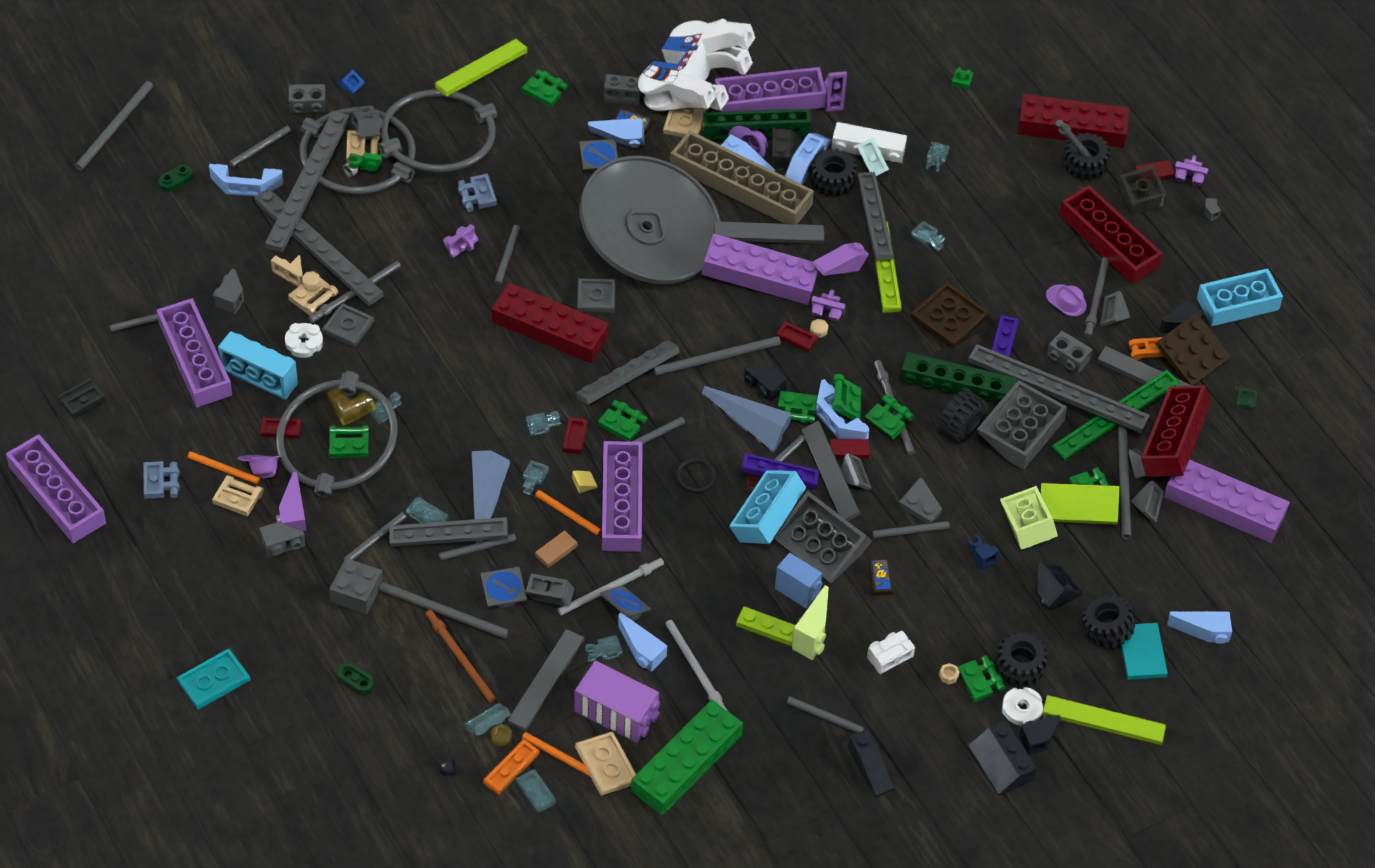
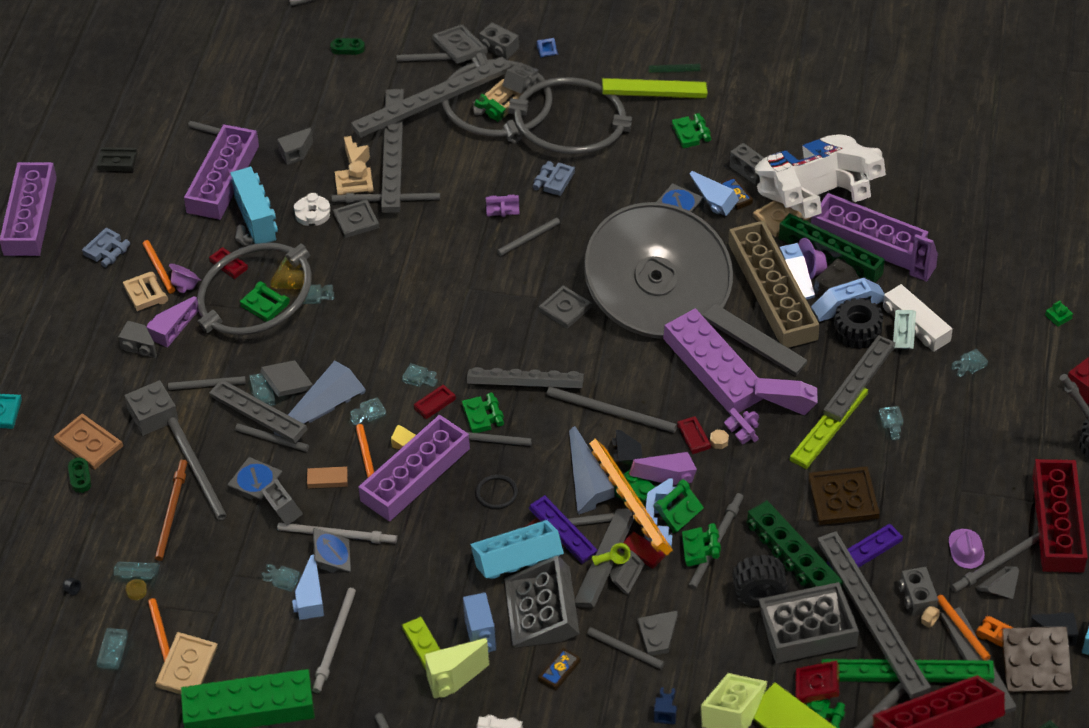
camera: 45 degrees right, 5 degrees down
(244, 186) = (409, 82): light blue slope -> none
(269, 400) = (241, 237): none -> dark grey arm
(275, 120) = (459, 43): none -> dark grey tile
(328, 647) = (88, 441): none -> medium nougat tile
(440, 491) = (286, 378): none -> dark grey tile
(476, 40) = (674, 68): none -> clear green bar
(511, 767) = (117, 618): orange tile -> none
(545, 680) = (212, 570): dark grey tile -> none
(550, 322) = (503, 305): dark red brick -> none
(617, 702) = (237, 620): medium lavender brick -> none
(810, 374) = (663, 467): none -> medium lavender slope
(817, 415) = (633, 502): none -> light orange plate
(847, 463) = (614, 555): none -> lime bar
(1068, 463) = (817, 682): none -> dark red tile
(1093, 365) = (930, 616): none -> tan tile
(1124, 359) = (963, 628): none -> orange bar

